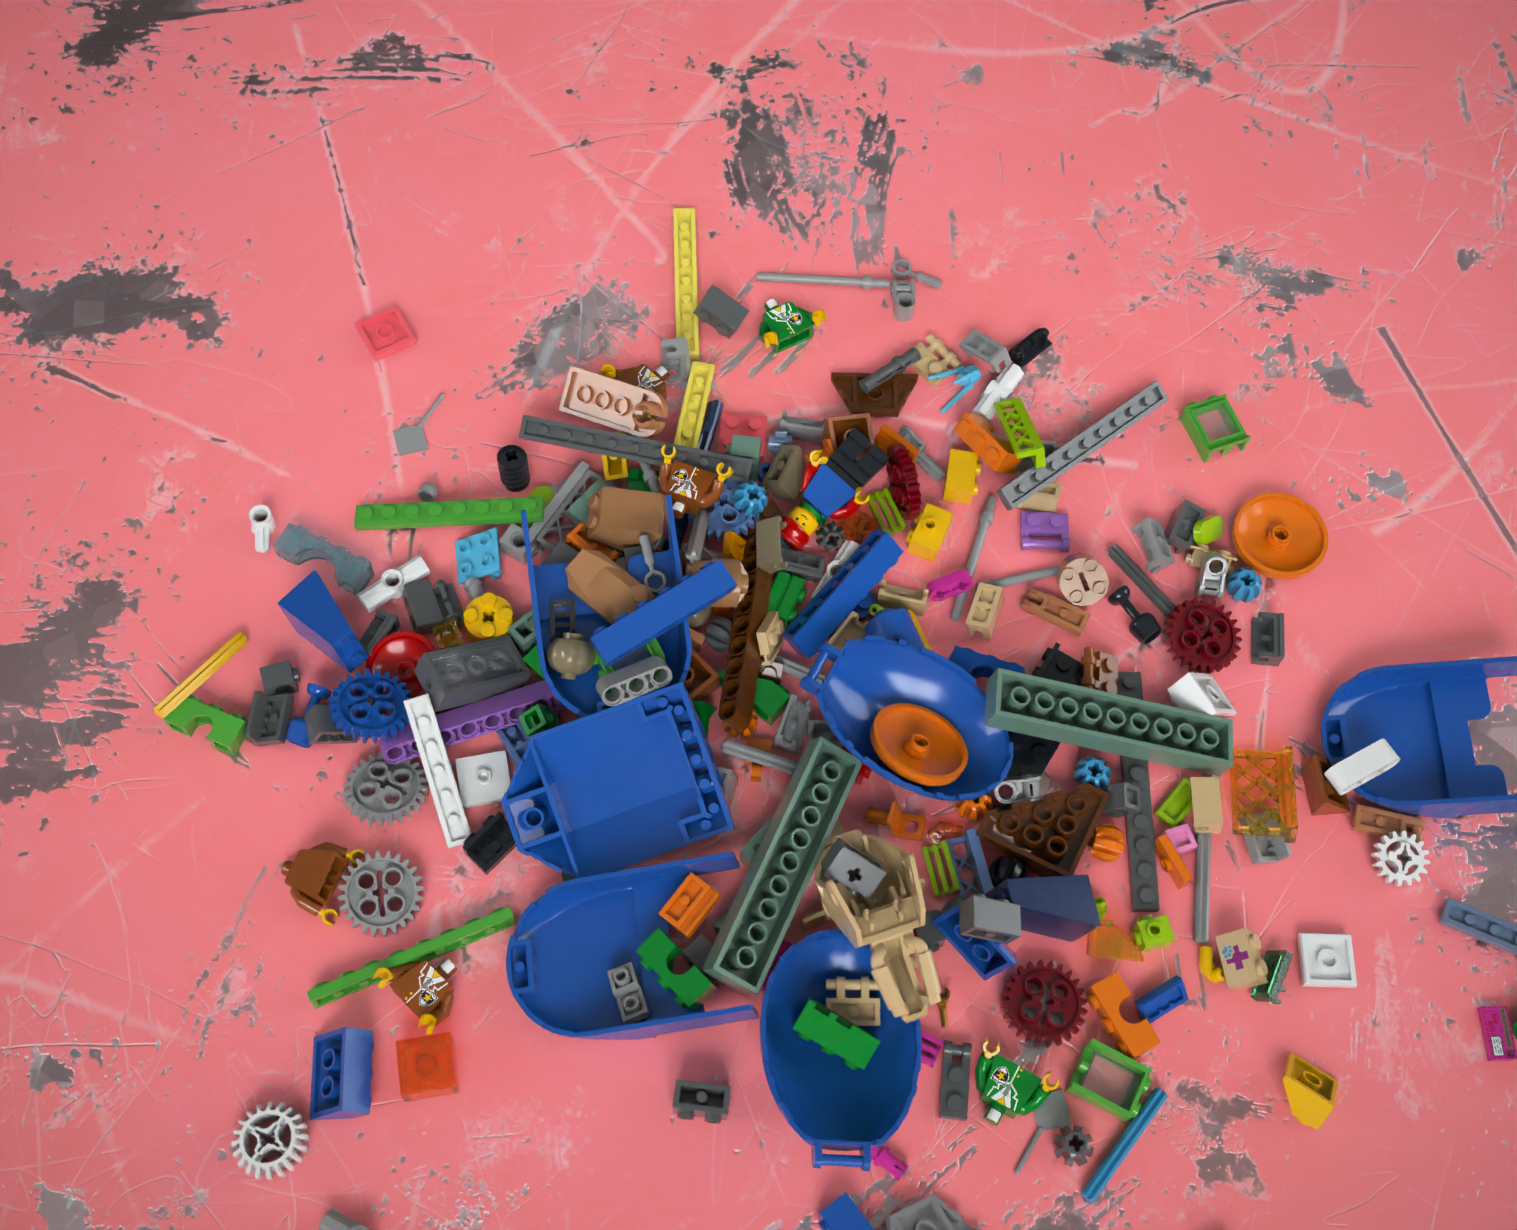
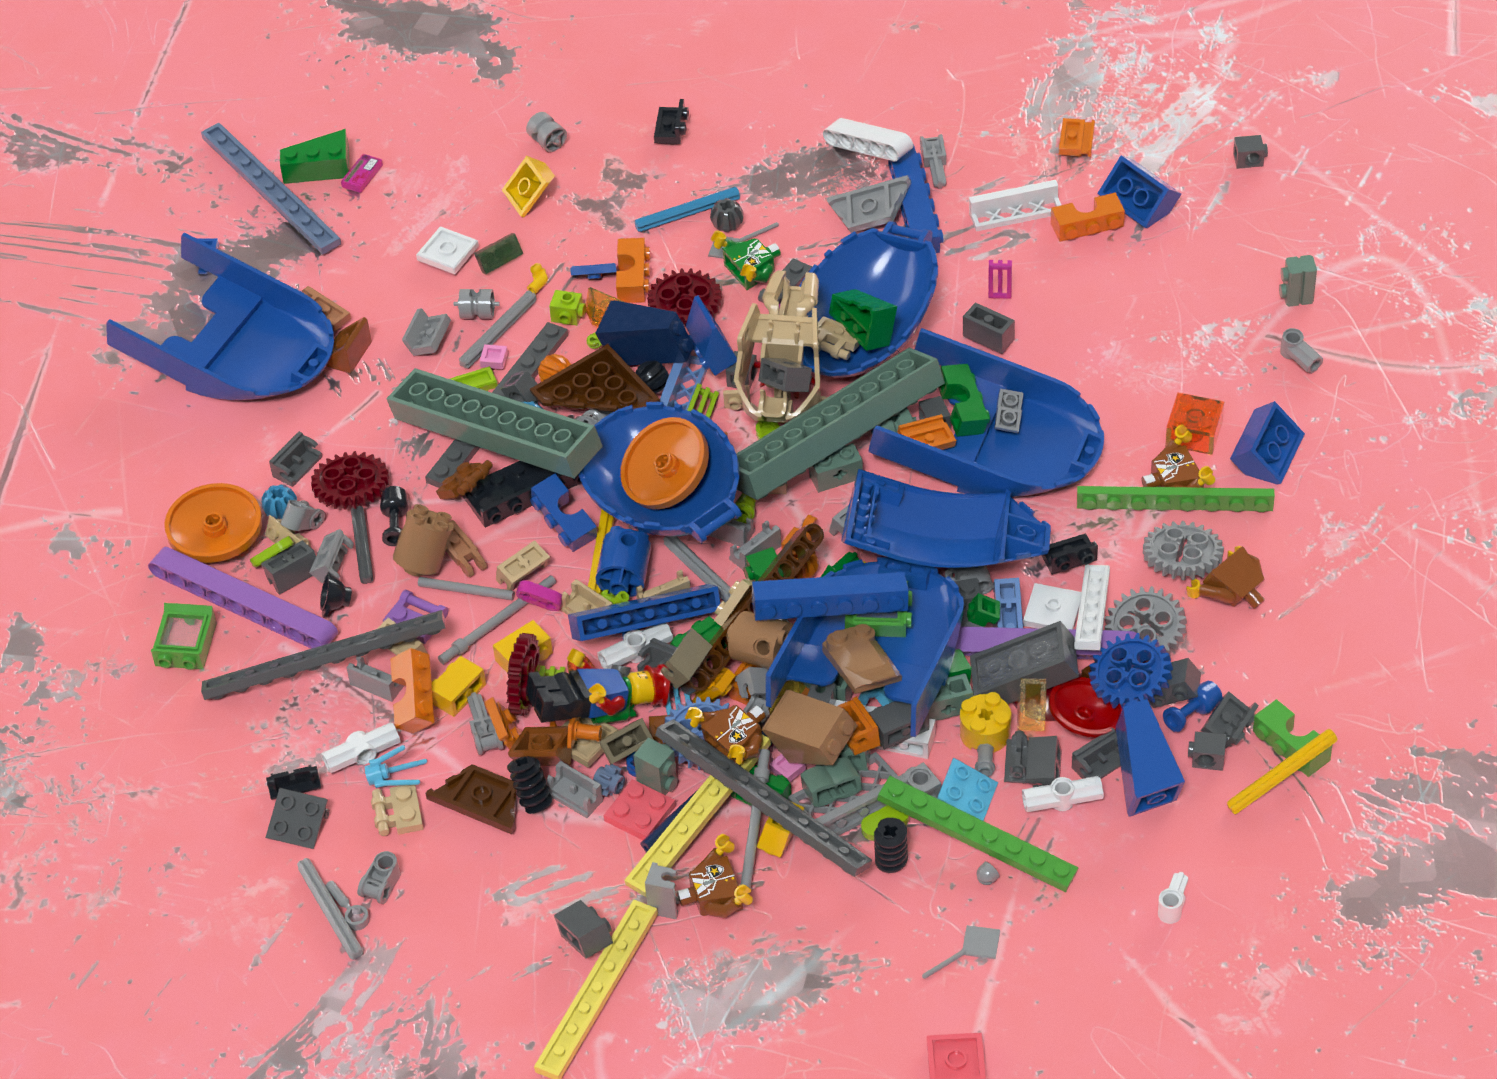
camera: 145 degrees left, 15 degrees down
(275, 1131) = (1340, 429): white gear -> none
(299, 546) = (1141, 865): clear light blue arch -> none
(561, 603) = (919, 658): clear smoke slope -> none
(570, 655) = (928, 620): dark tan plant -> none
(613, 403) = (756, 857): plate -> none
(621, 680) = (879, 563): light grey beam -> none
(649, 560) = (814, 663): light grey piece -> none
(697, 536) = (757, 670): light grey axle -> none
(711, 1175) = (1000, 266): none -> dark pink tile
(753, 491) = (678, 701): dark azure piece -> none
(758, 756) = (789, 519): light grey axle -> none
(787, 325) = (524, 894): green torso -> none
(838, 402) = (530, 784): none -> black piece
(865, 282) = (406, 916): light grey bar -> none
(897, 365) = (452, 799): dark grey pin -> none
(927, 266) = (330, 908): none -> light grey axle
(985, 349) = (345, 780): light grey hinge -> none
(990, 919) = (702, 303): brick -> none
(1003, 319) = (297, 818): none -> dark grey hinge
(1024, 426) = (374, 671): lime fence -> none
(1109, 1080) = (673, 240): window -> none
(1123, 514) = (333, 595): none -> black piece
(1172, 862) = (513, 343): orange plate -> none
(1192, 481) = (242, 598): none -> medium lavender beam
(1200, 694) = (392, 435): white slope -> none
(1206, 804) = (456, 357): tan hinge -> none
(1242, 894) = (475, 303): none -> light grey wheel
(1242, 959) = (513, 265): tan brick -> none
(1285, 794) = (390, 337): clear yellow fence -> none
(1345, 1181) = (546, 131): none -> light grey wheel
(1362, 766) = (315, 325): white beam -> none
(1401, 848) = (334, 281): white gear -> none

